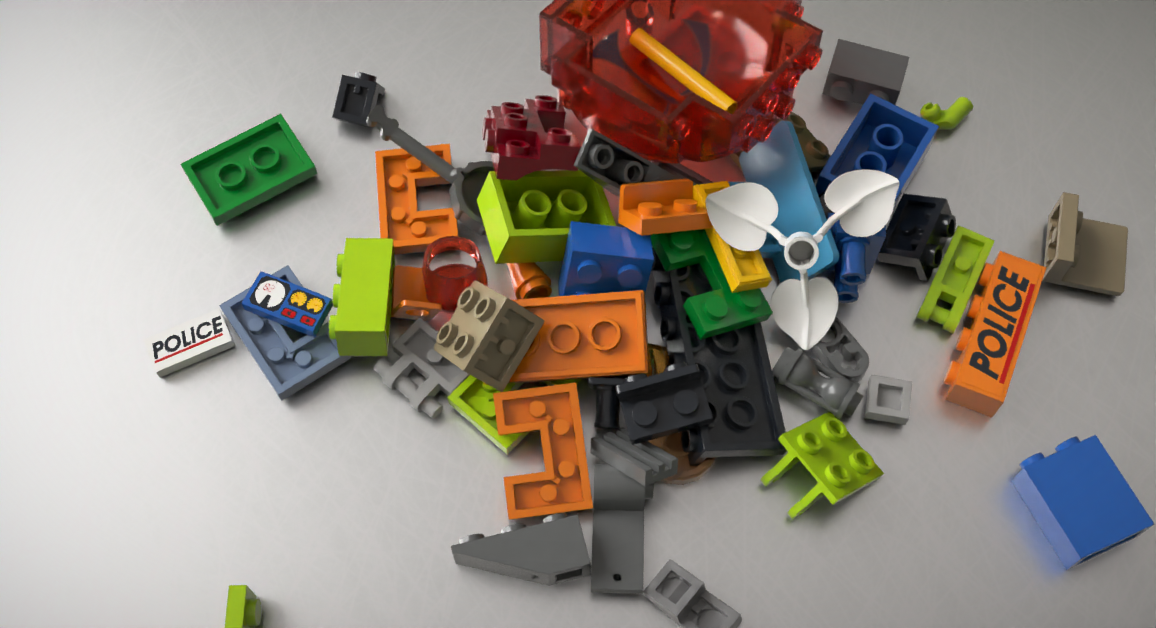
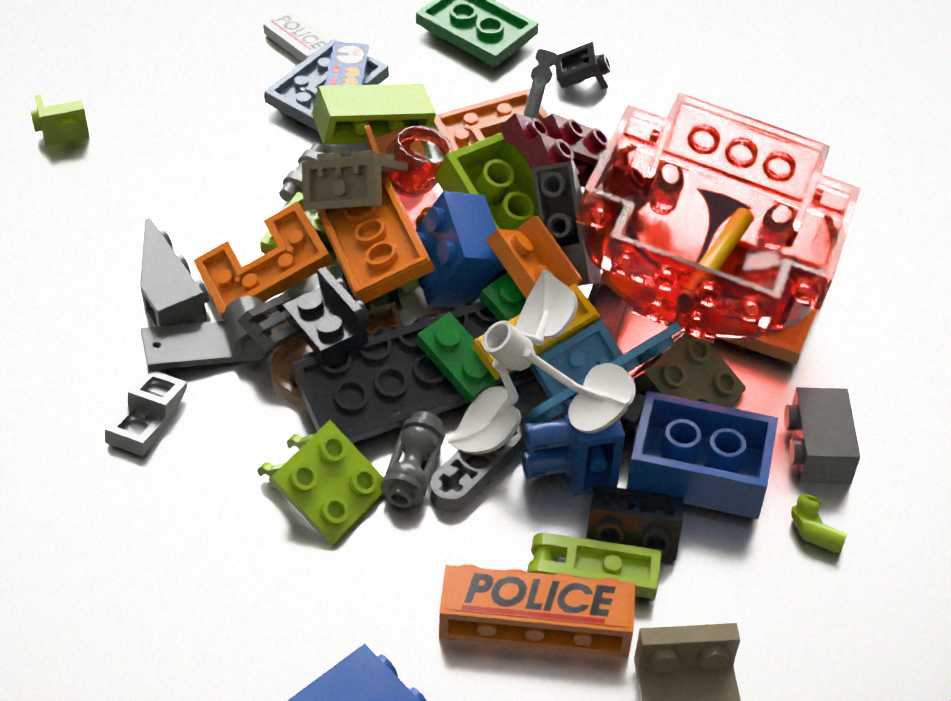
camera: 70 degrees right, 15 degrees down
(888, 399) = (417, 526): light grey plate -> none

